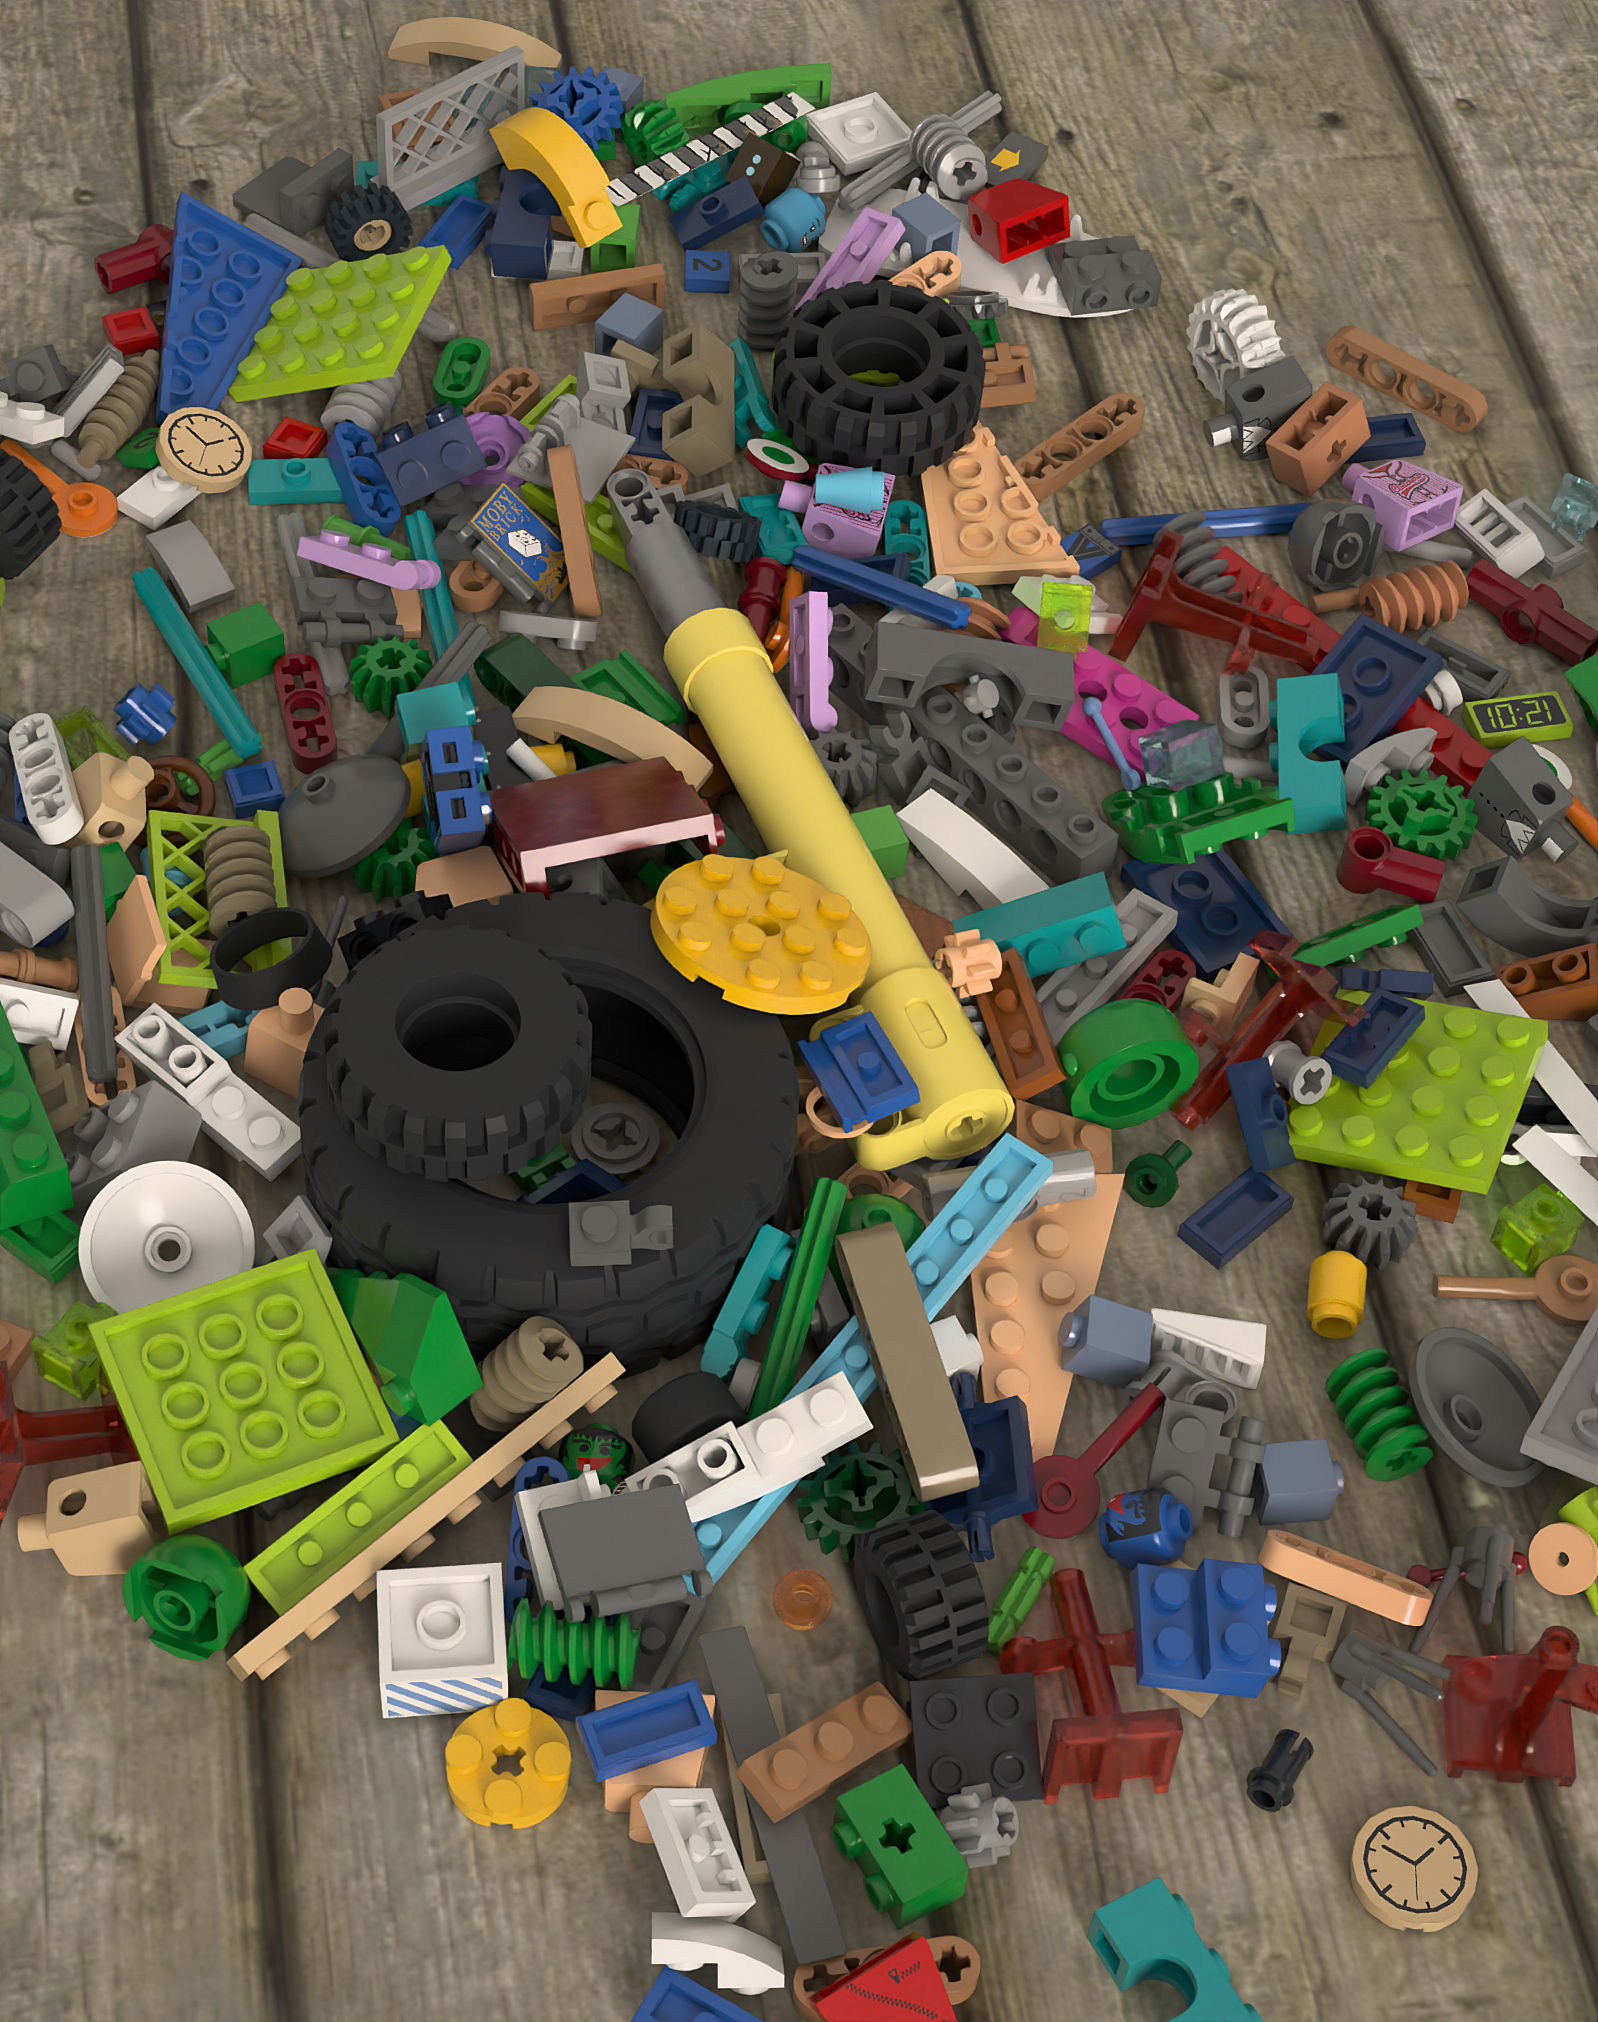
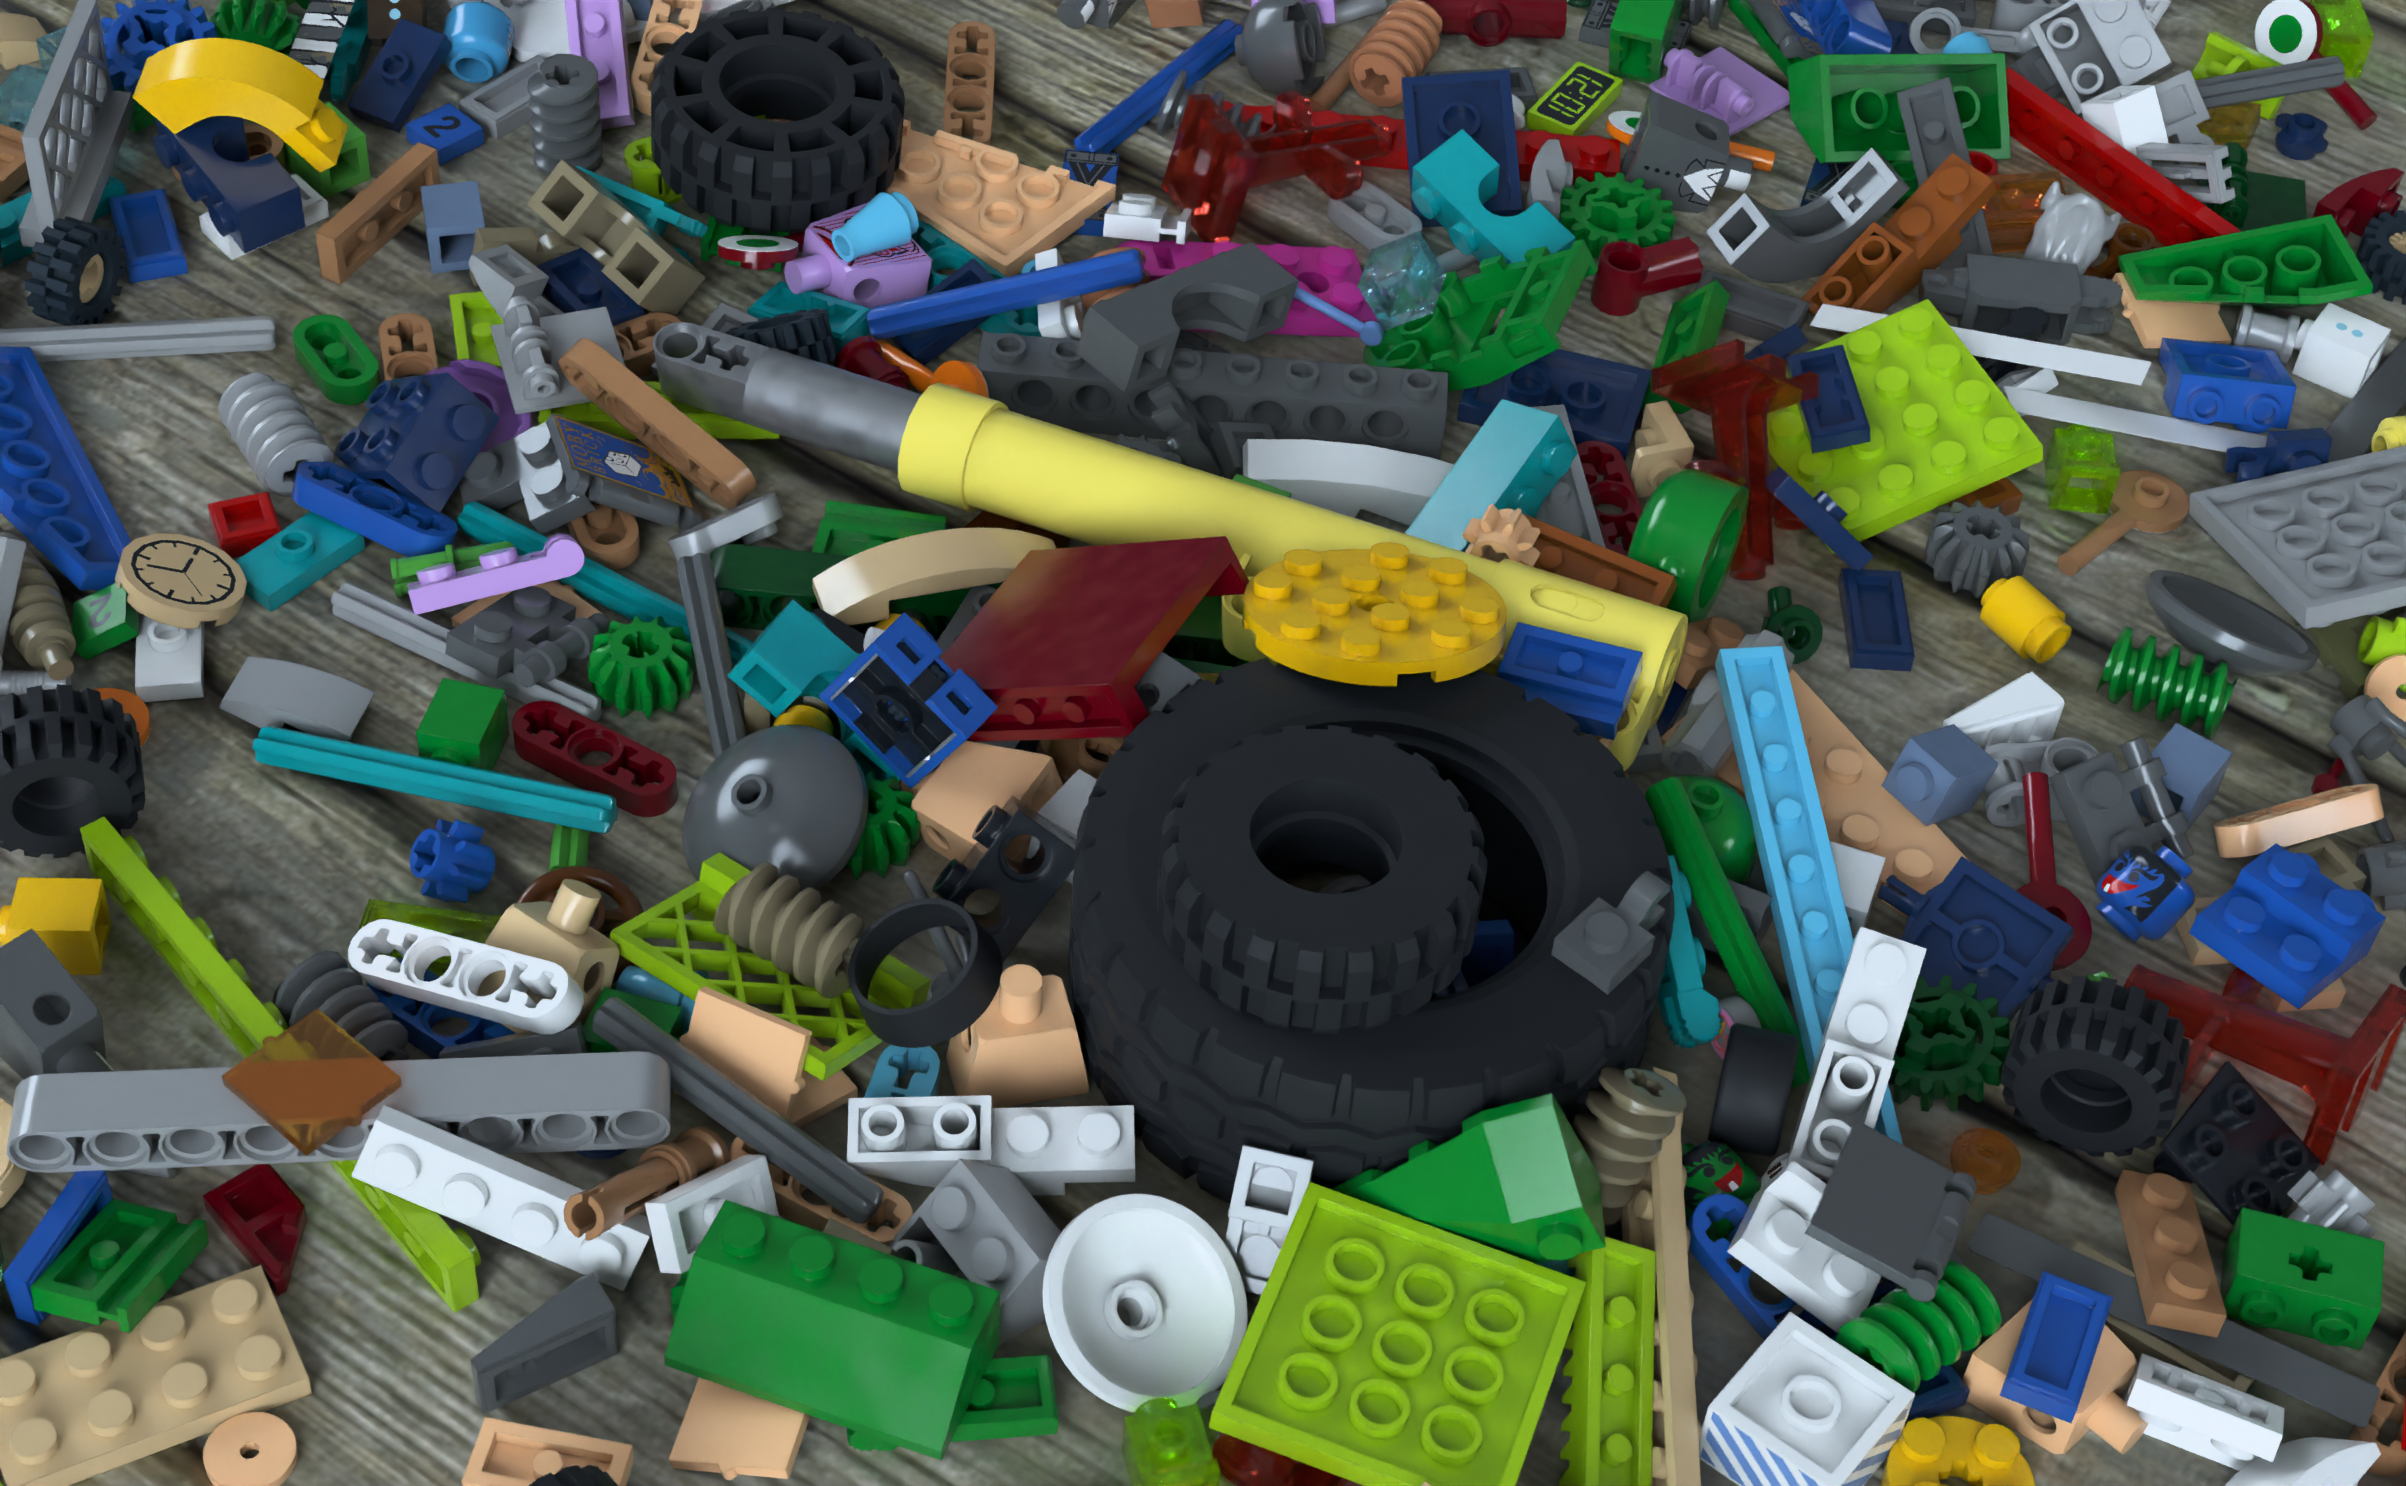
camera: 45 degrees left, 5 degrees down
(254, 789) = (639, 858): blue tile -> none
(341, 324) = (178, 376): lime plate -> none
(809, 662) = (1011, 375): lavender plate -> none
(906, 1362) = (1873, 886): dark tan beam -> none
(981, 696) = (1209, 330): light grey piece -> none
(1072, 599) = (1195, 220): clear neon green brick -> none
(1302, 1075) = (1808, 463): light grey bush -> none

